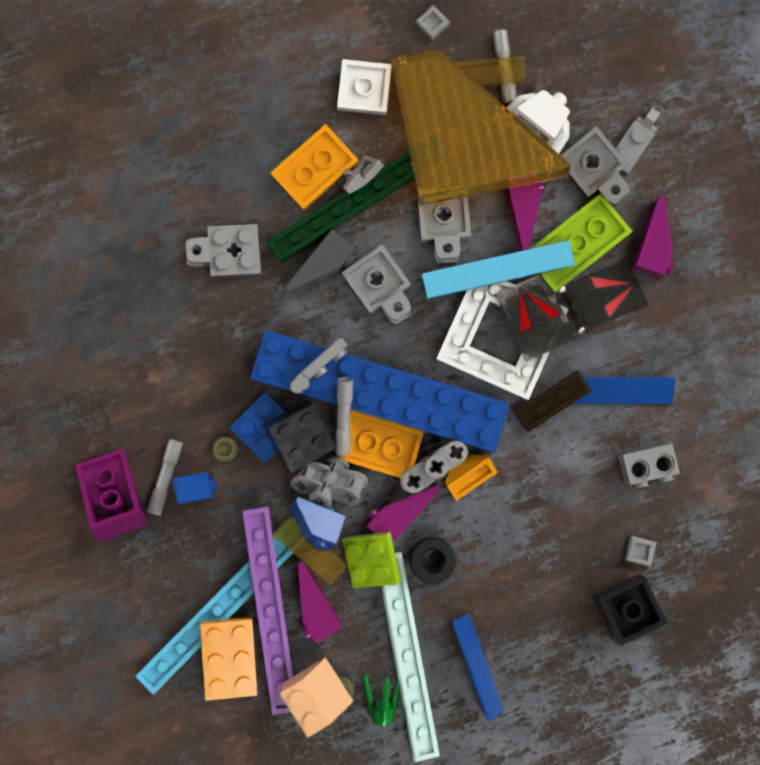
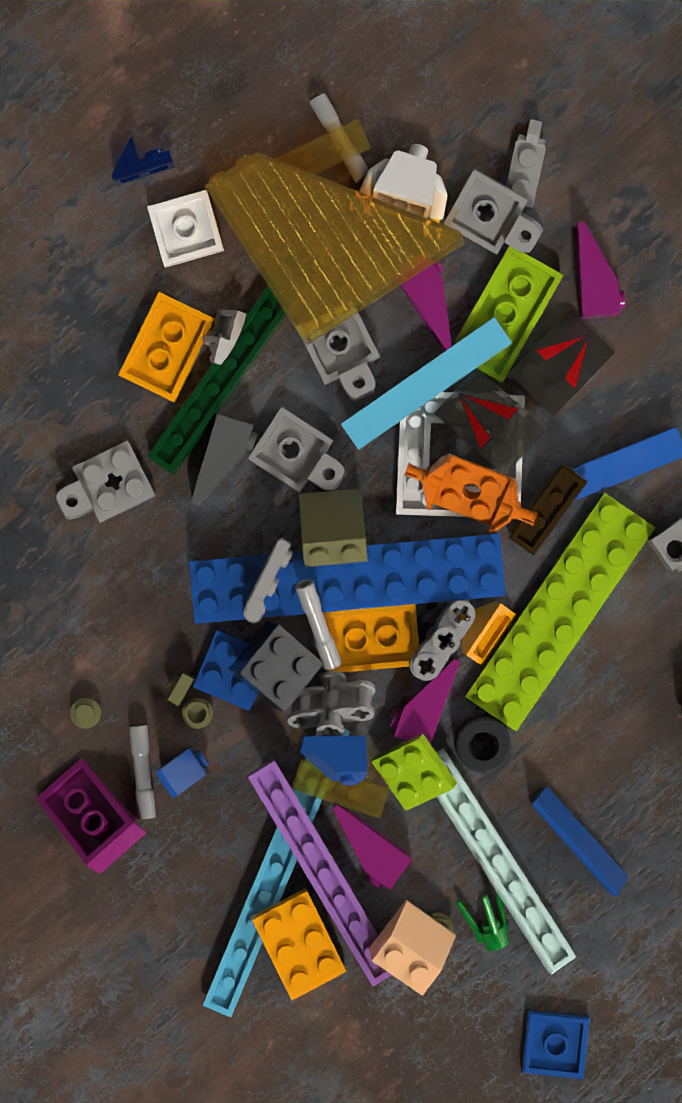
camera: 20 degrees left, 5 degrees up
(140, 415) = (85, 713): none -> olive plate
(219, 424) = (179, 687): none -> olive plate
(343, 28) = (132, 168): none -> clear blue slope
(384, 348) = (332, 527): none -> olive brick
(432, 23) = (234, 118): light grey tile -> none
(510, 380) = (492, 505): none -> orange plate
(530, 483) = (560, 611): none -> lime plate

